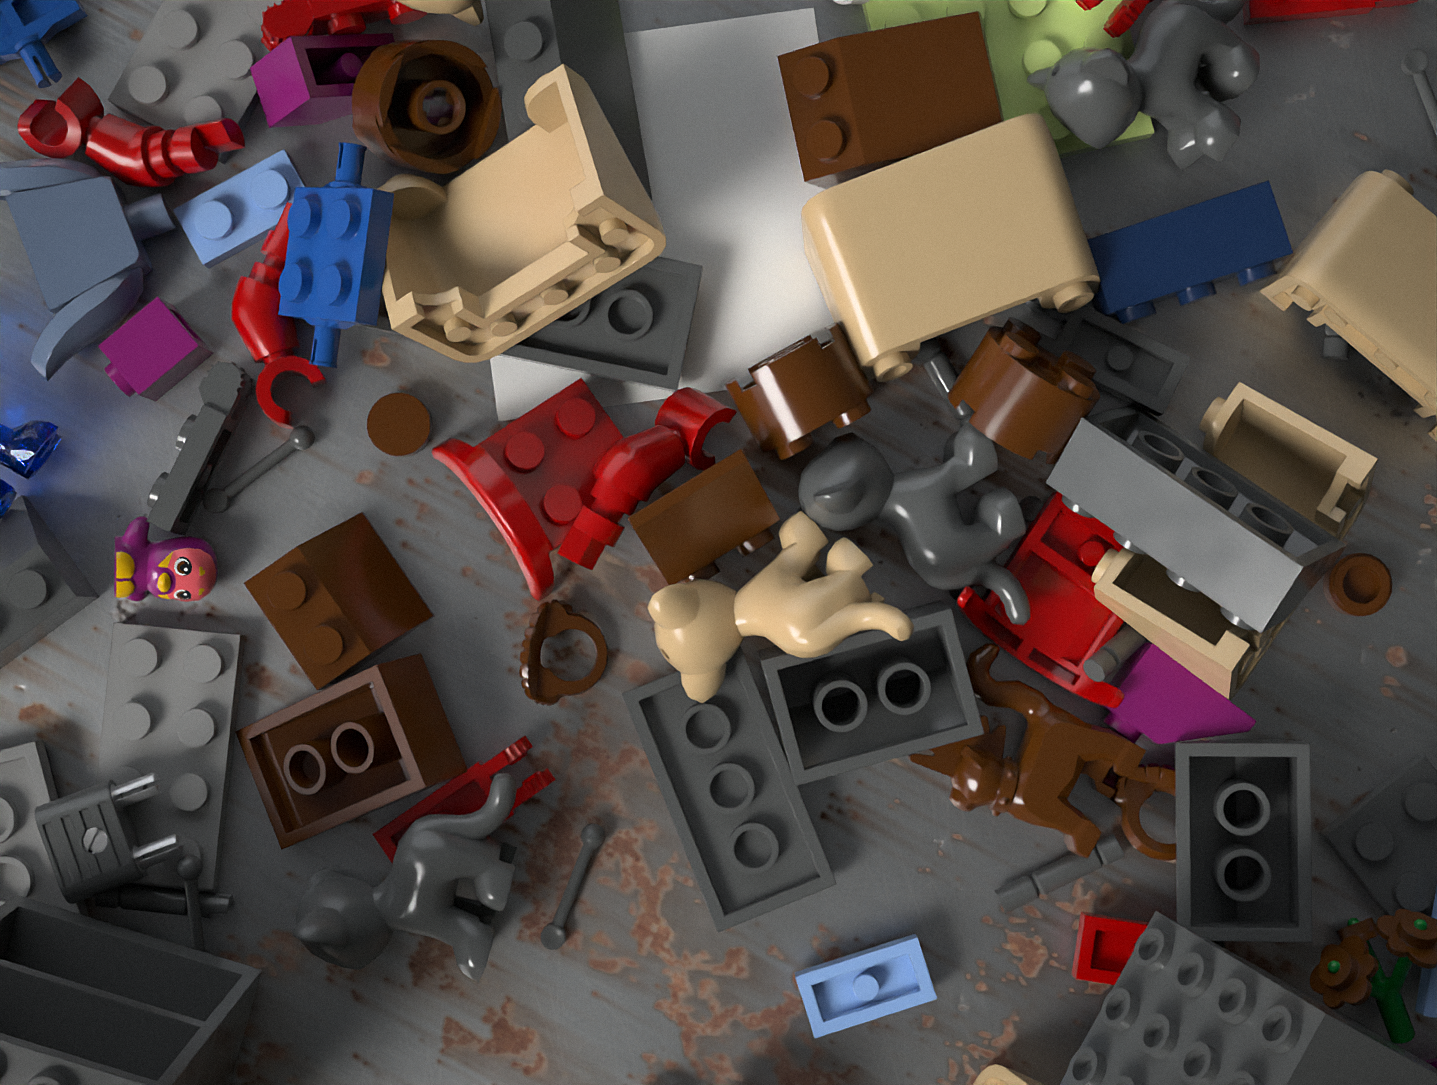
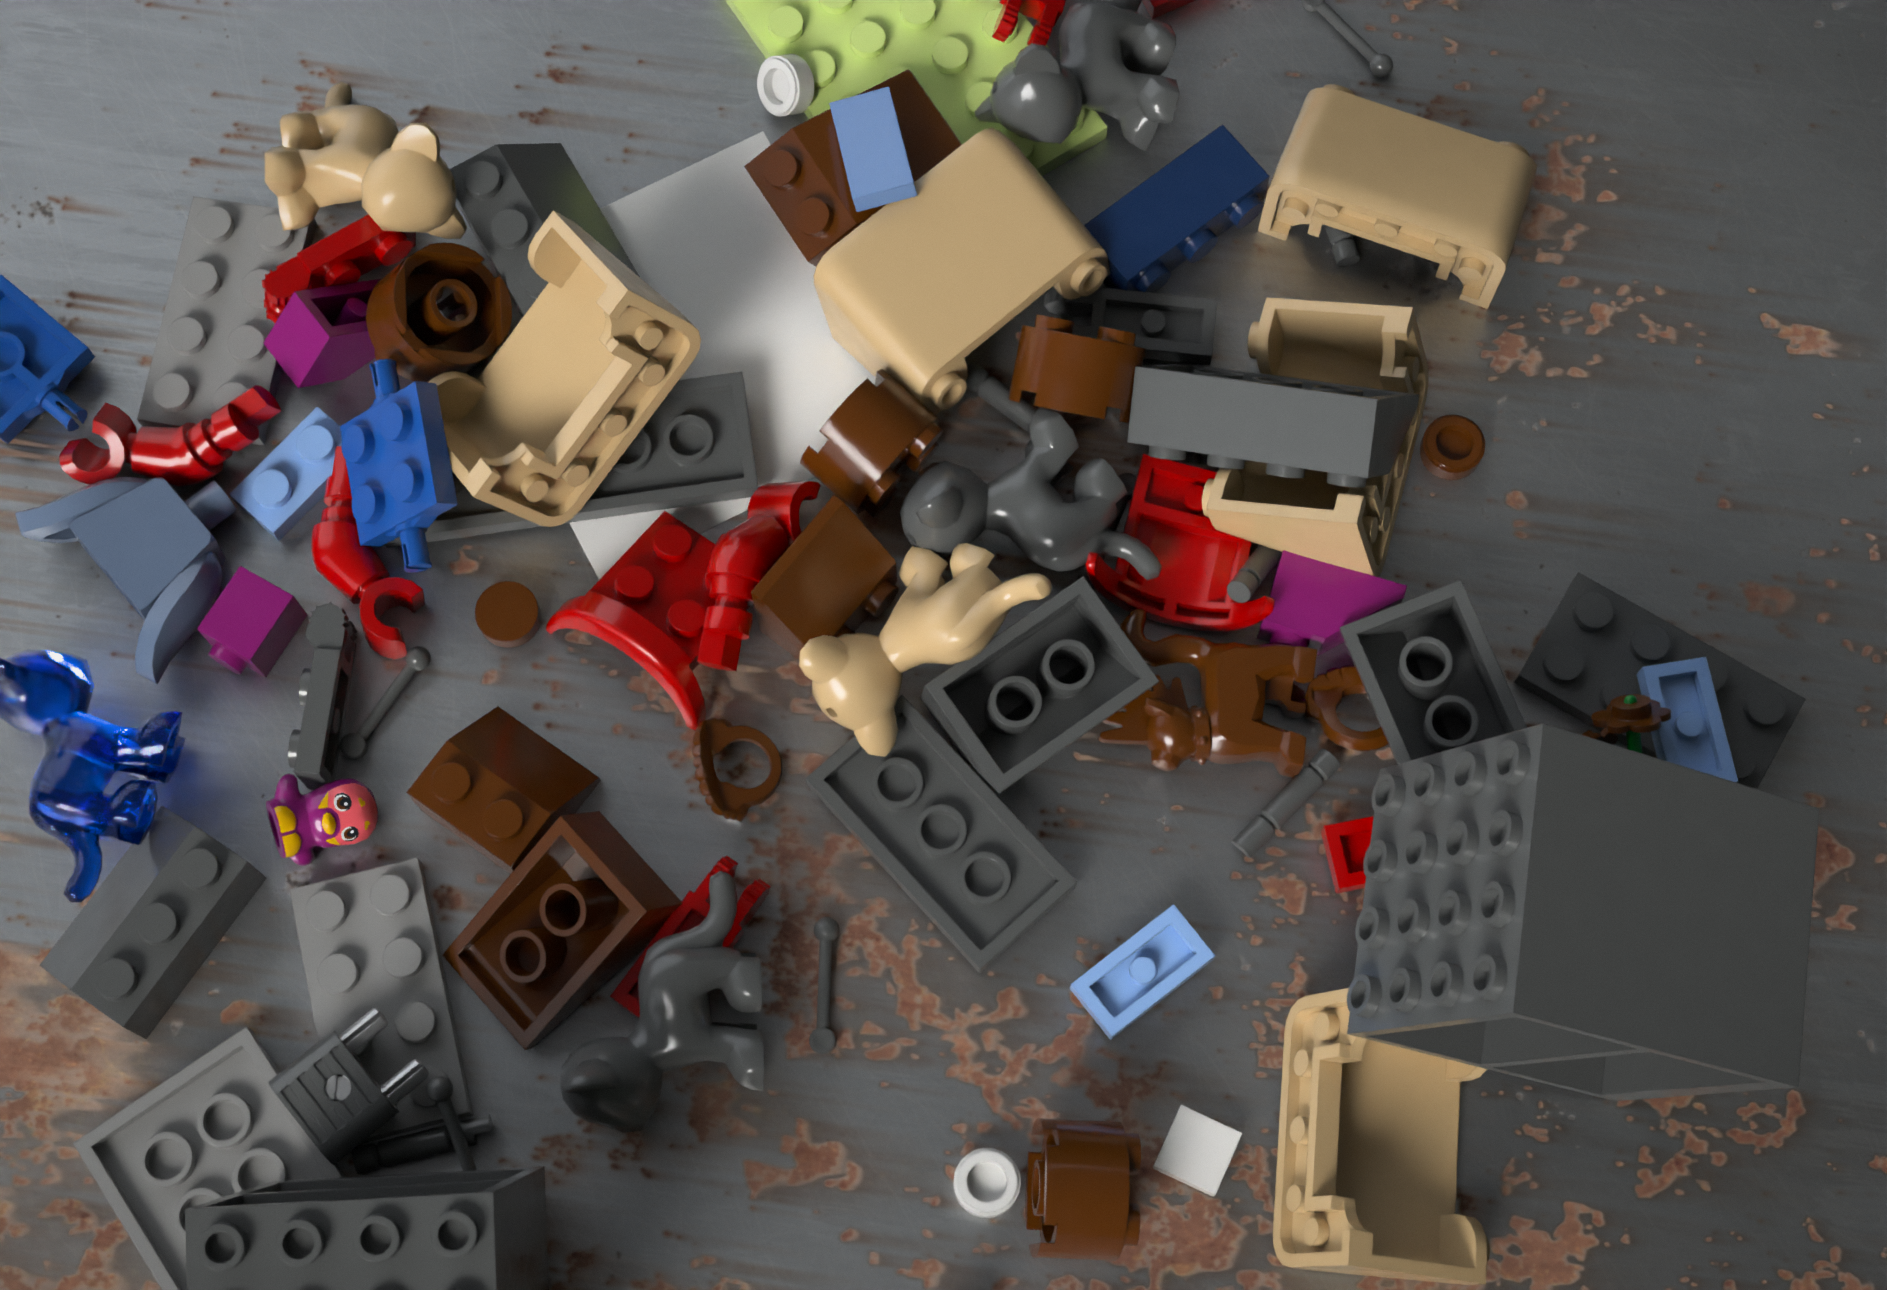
camera: 15 degrees left, 15 degrees down
(908, 96) = (872, 149): none -> medium blue tile

